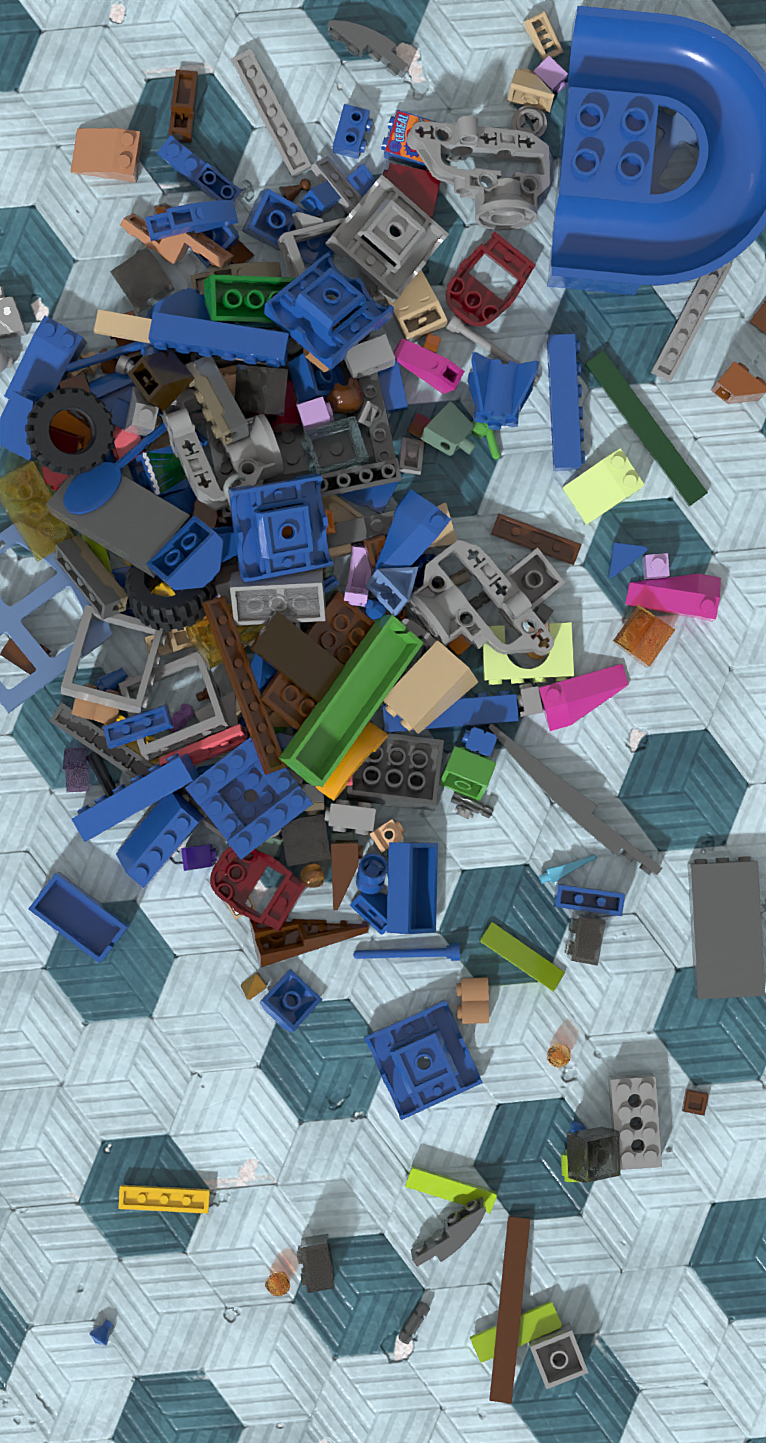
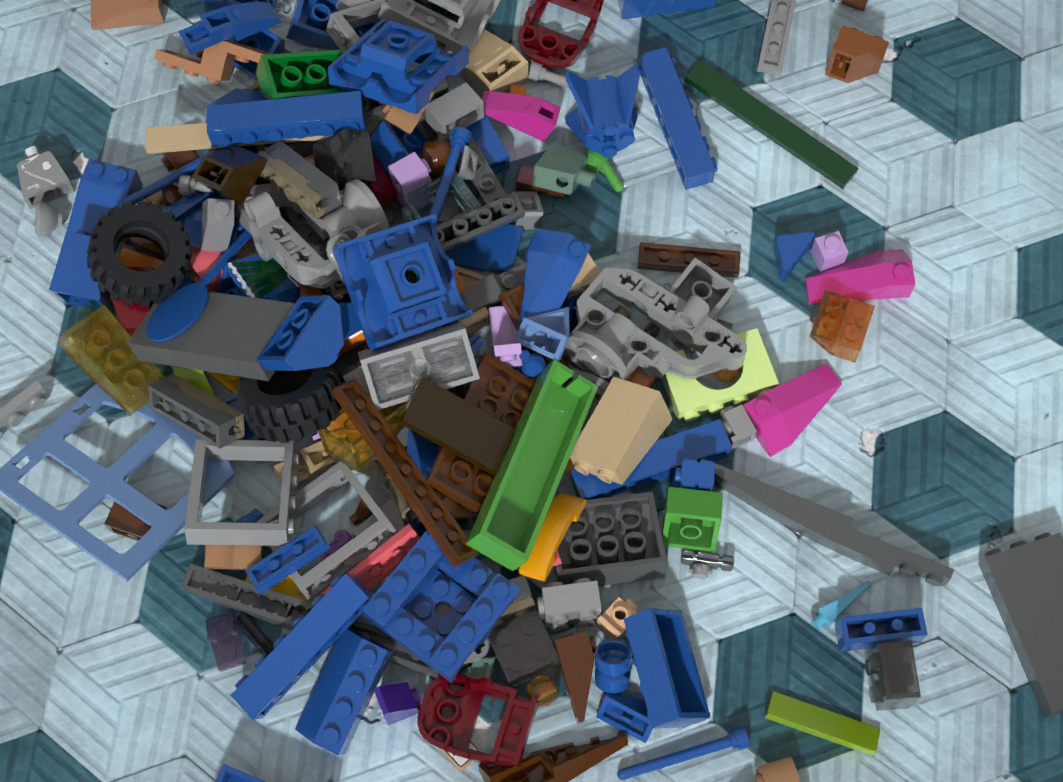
camera: 10 degrees left, 20 degrees down
(142, 280) = (185, 100): clear smoke brick -> none
(364, 391) = (459, 139): none -> blue piece
(603, 486) = (746, 187): yellowish green slope -> none

